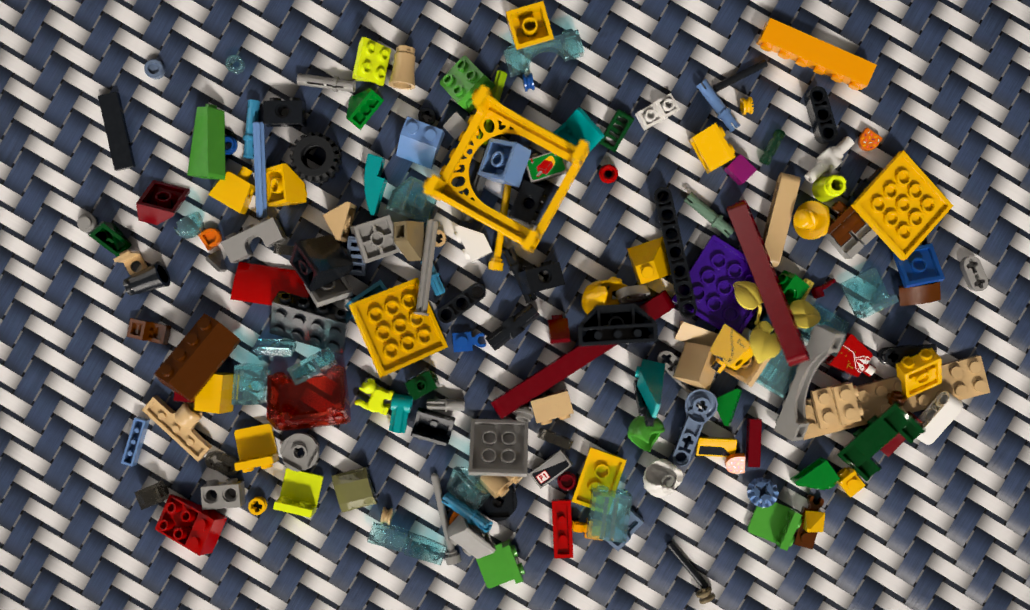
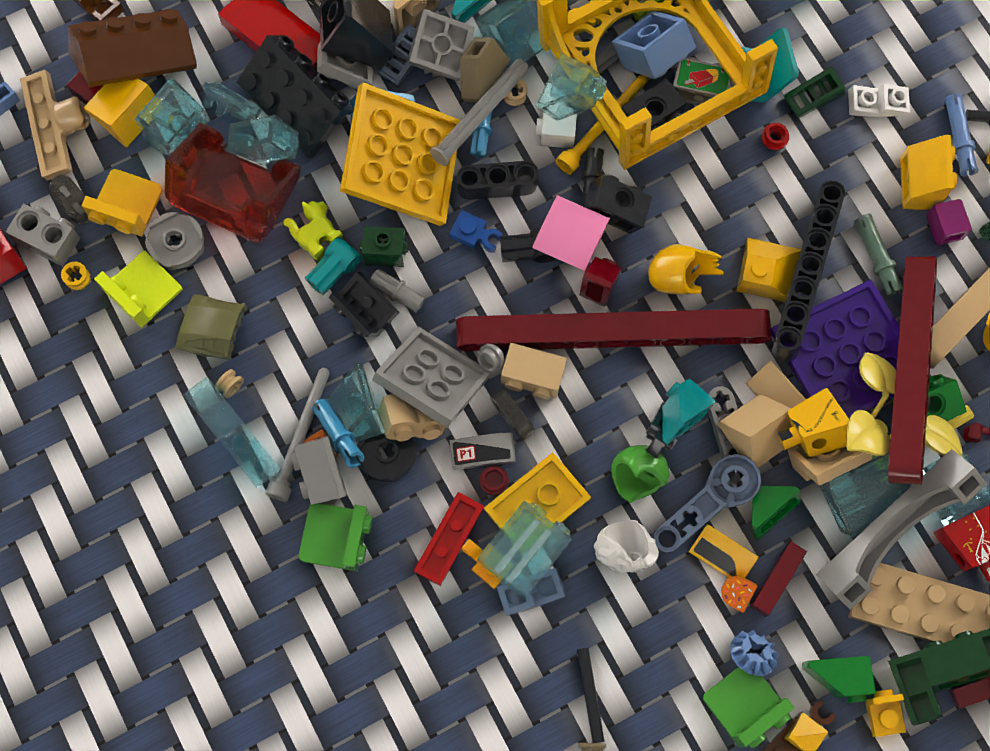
camera: 30 degrees right, 15 degrees down
(475, 230) = (571, 89): none -> clear light blue slope
(526, 315) = (571, 233): none -> bright pink slope
(617, 326) = (681, 306): black wedge -> none
(633, 294) = (720, 287): light grey beam -> none
(836, 405) = (923, 589): tan plate -> none

